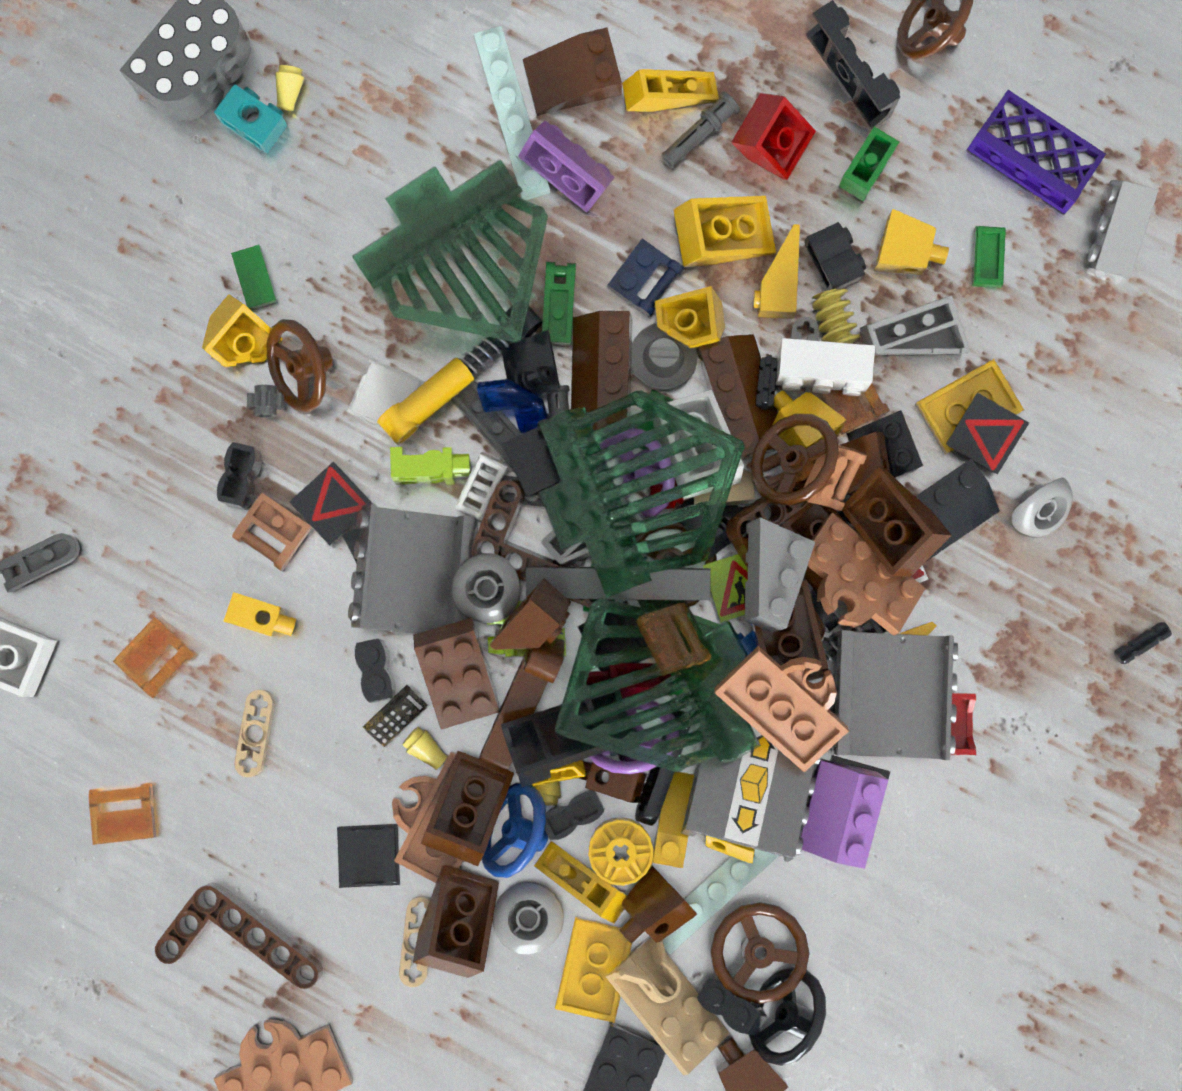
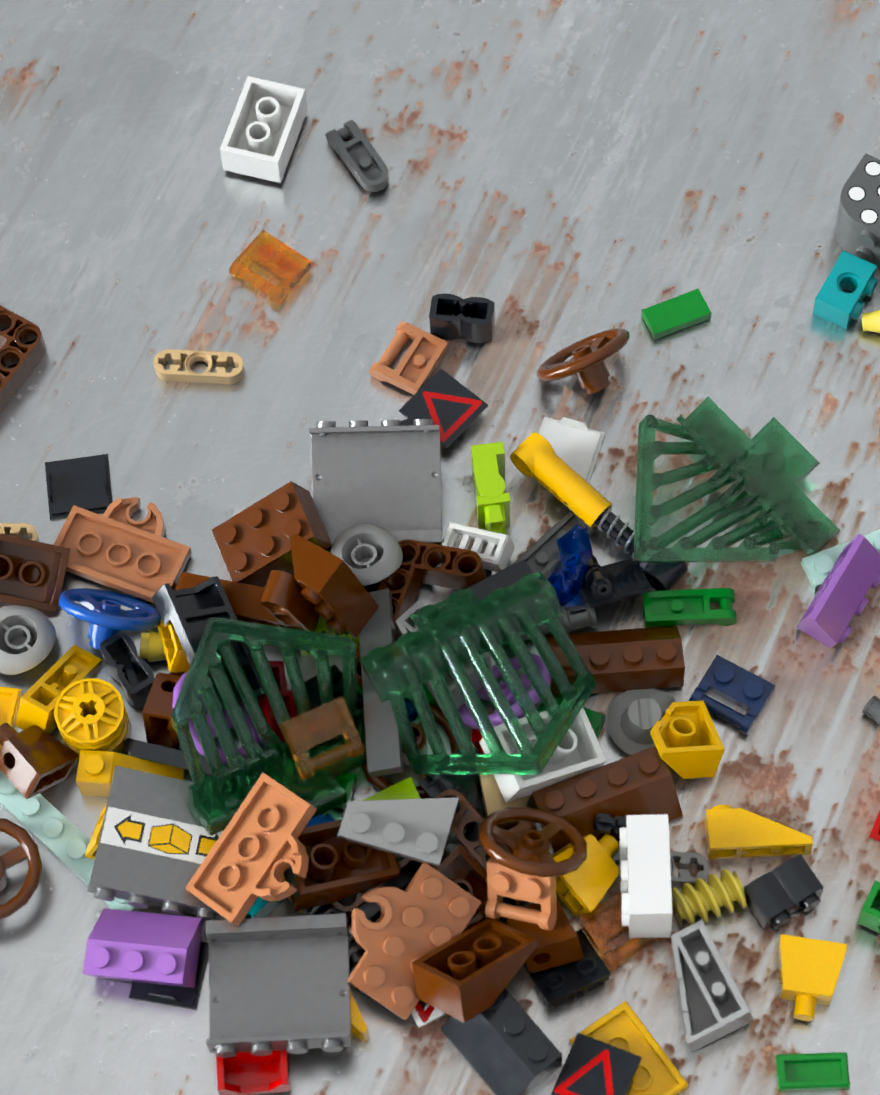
camera: 85 degrees right, 20 degrees down
(122, 824) = (100, 258): clear orange plate -> none
(236, 334) = (610, 299): yellow slope -> none
(244, 610) = (319, 348): yellow torso -> none
(265, 401) = (544, 335): dark grey gear -> none
(376, 679) = (264, 468): black brick -> none
(395, 715) = (223, 489): clear smoke tile -> none
(423, 747) = (194, 522): light yellow cone -> none
(467, 808) = (128, 561): reddish brown slope -> none
(723, 230) = (798, 770): yellow slope -> none

